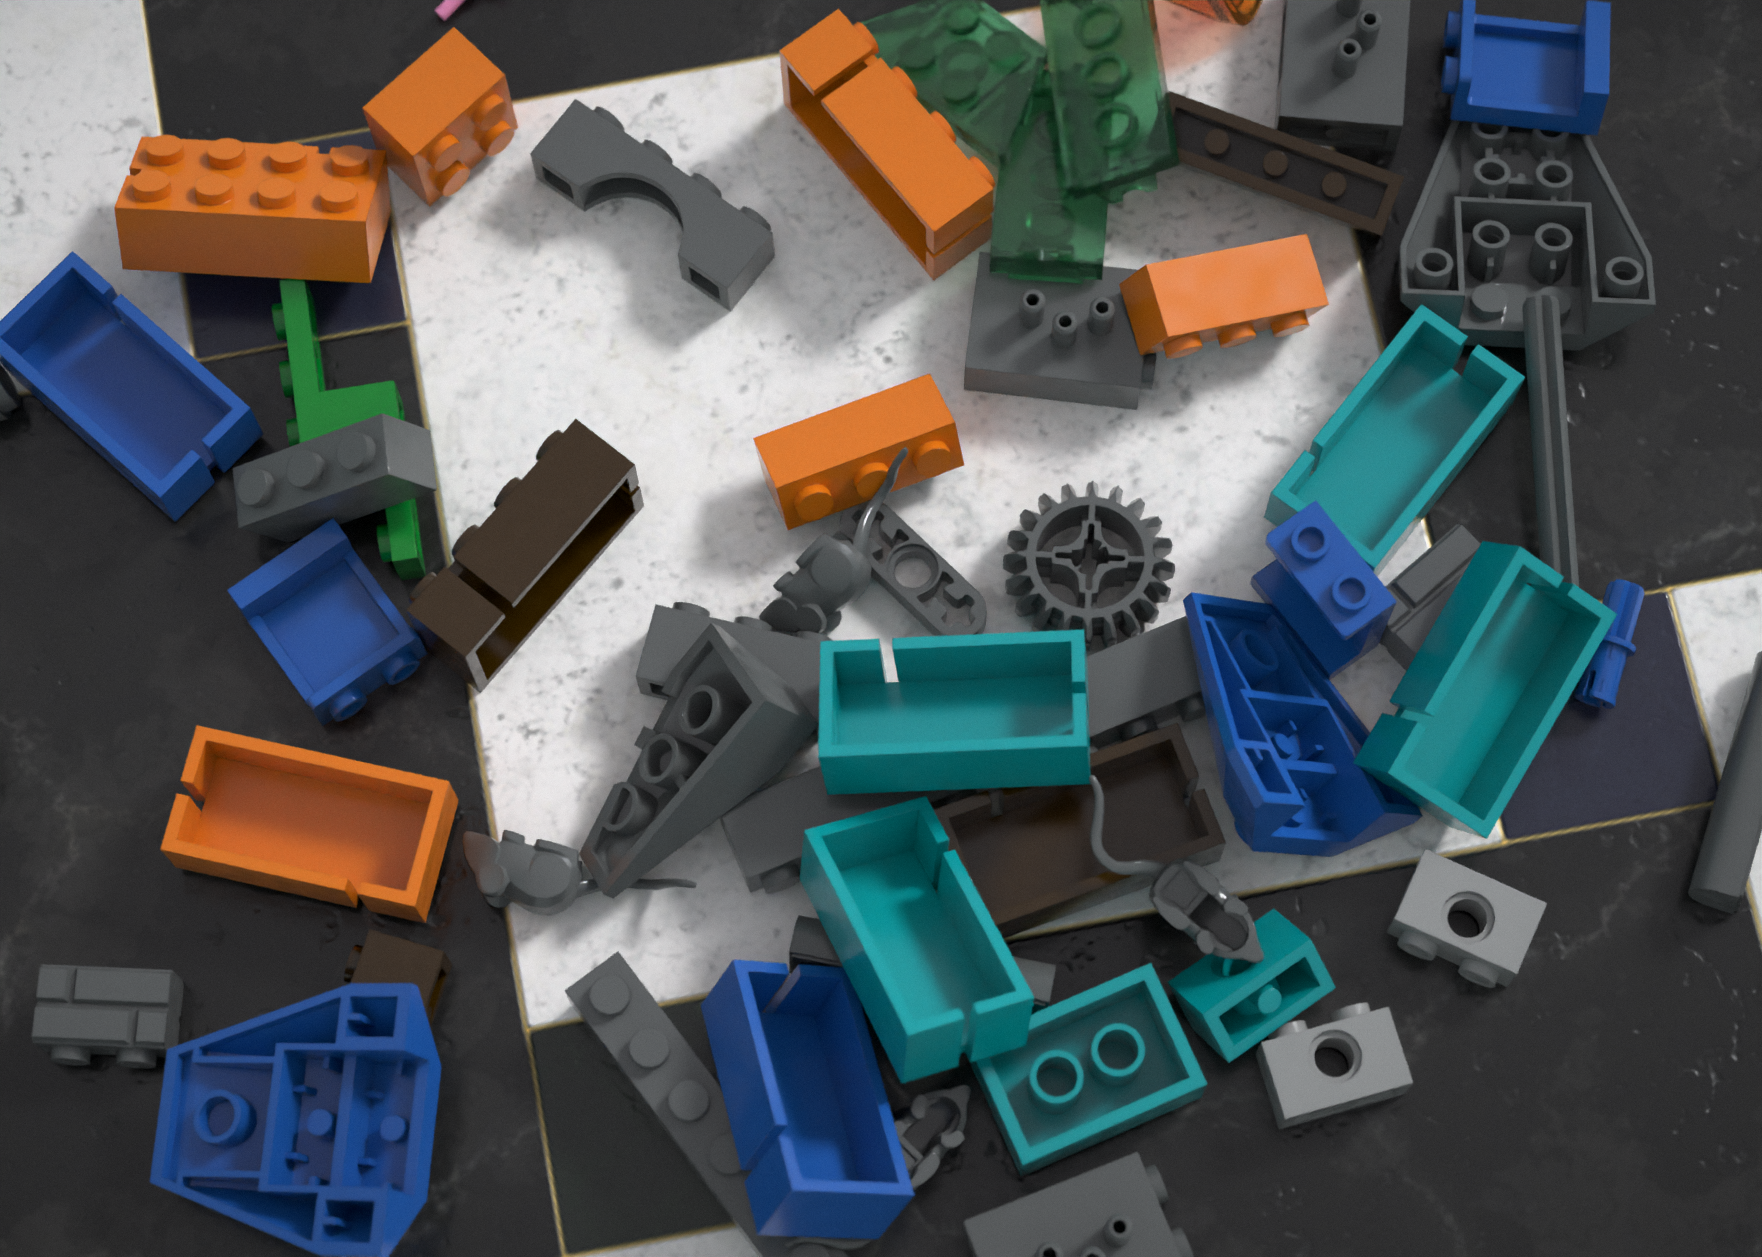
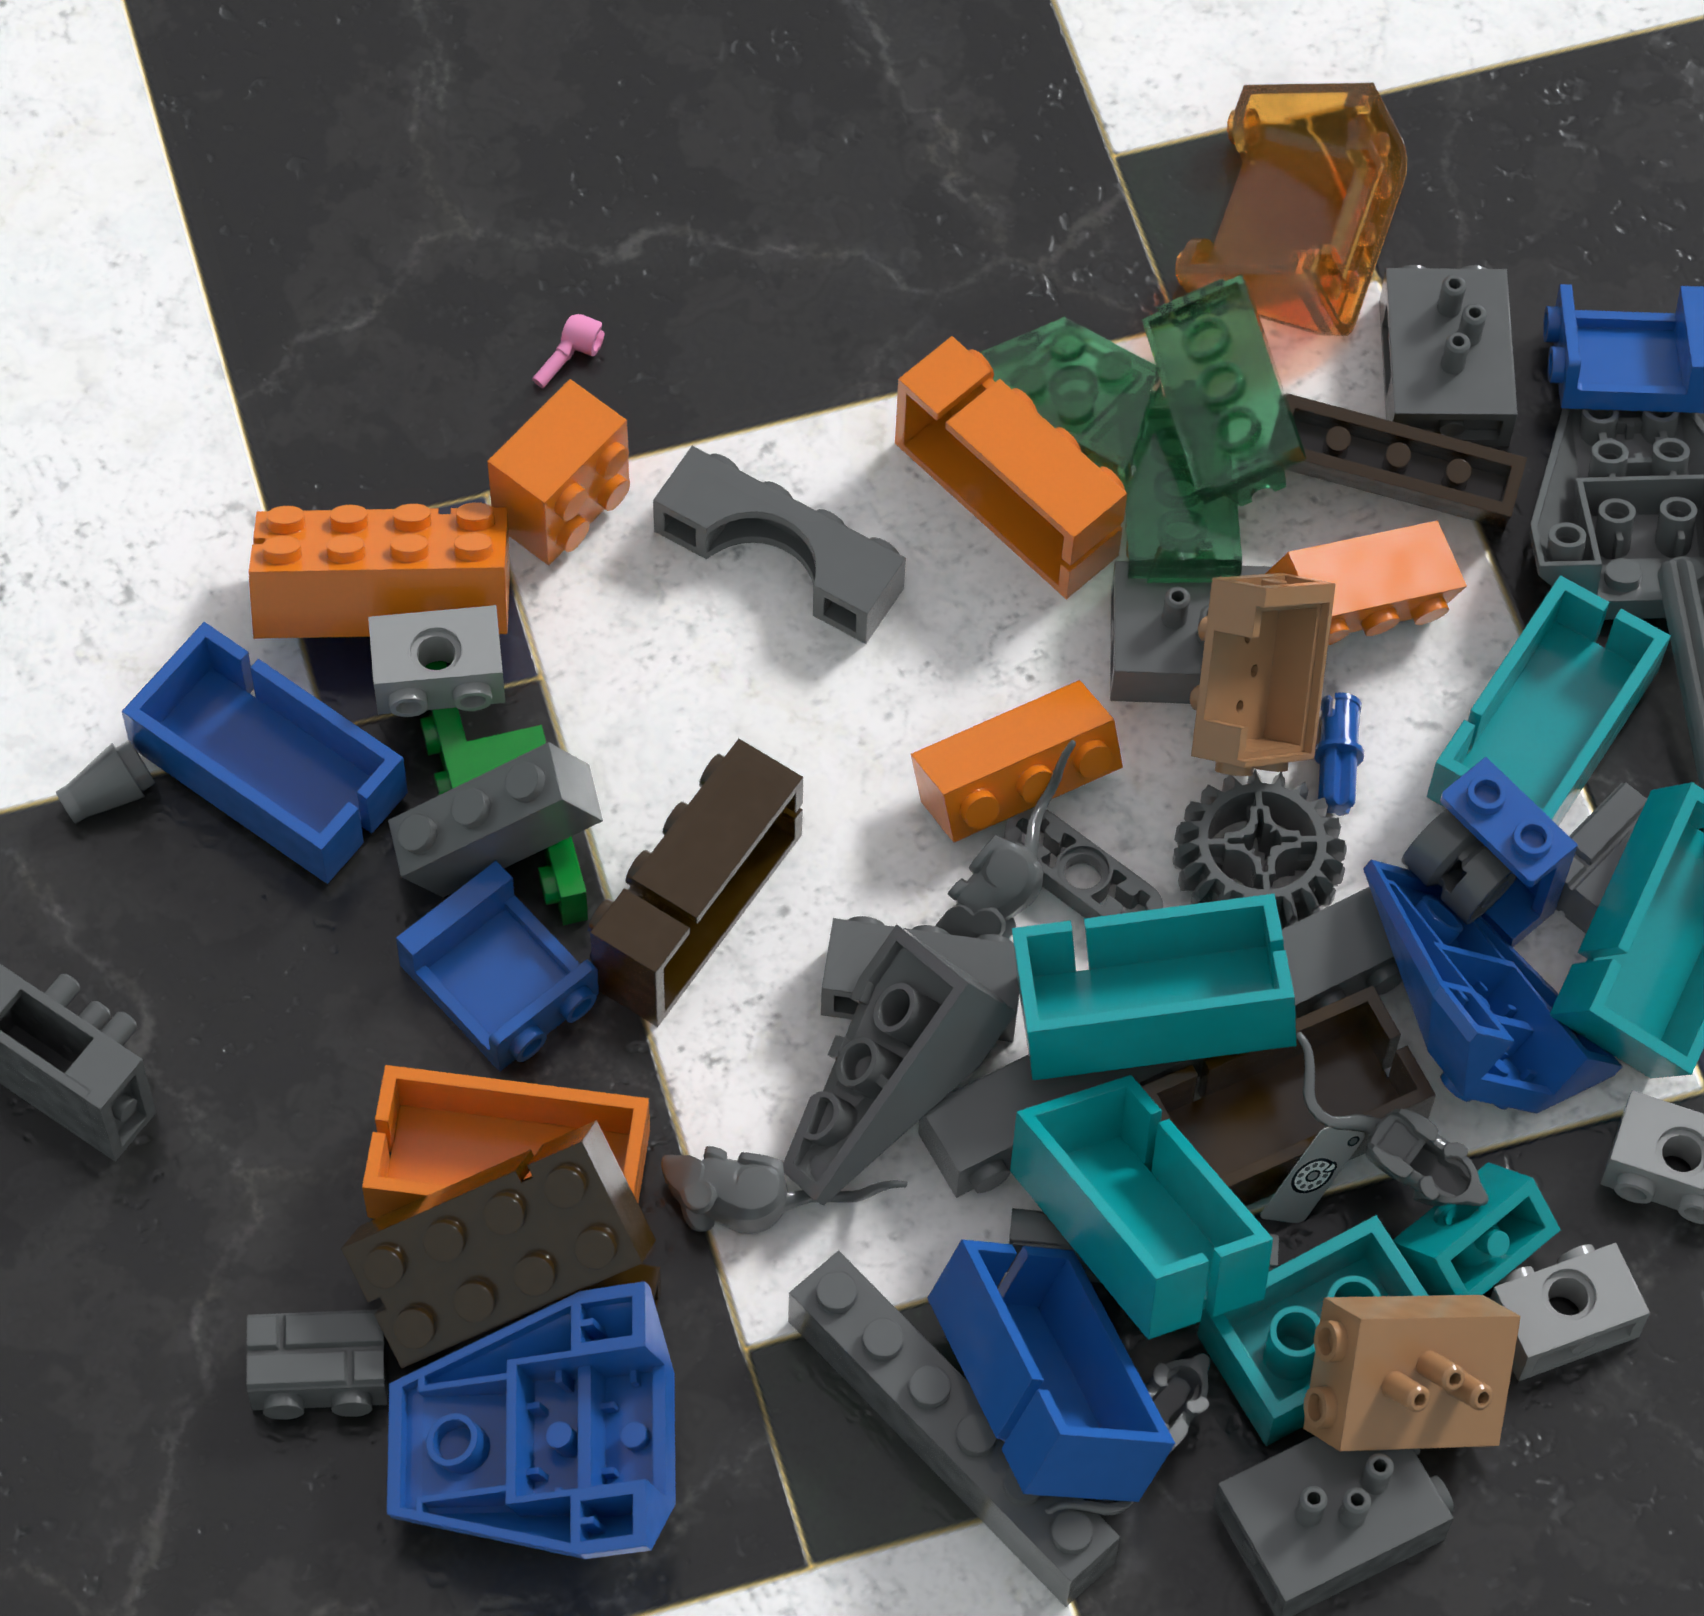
camera: 10 degrees left, 10 degrees down
(264, 291) = (412, 640): none -> light grey brick
(276, 933) = (499, 1244): none -> dark brown piece
(1096, 910) = (1312, 1175): none -> light grey sticker
(1105, 387) = (1261, 671): none -> medium nougat piece
(1163, 1130) = (1410, 1372): none -> medium nougat piece
(1181, 465) = (1339, 752): none -> blue axle
(1272, 595) = (1460, 864): none -> dark grey wheel

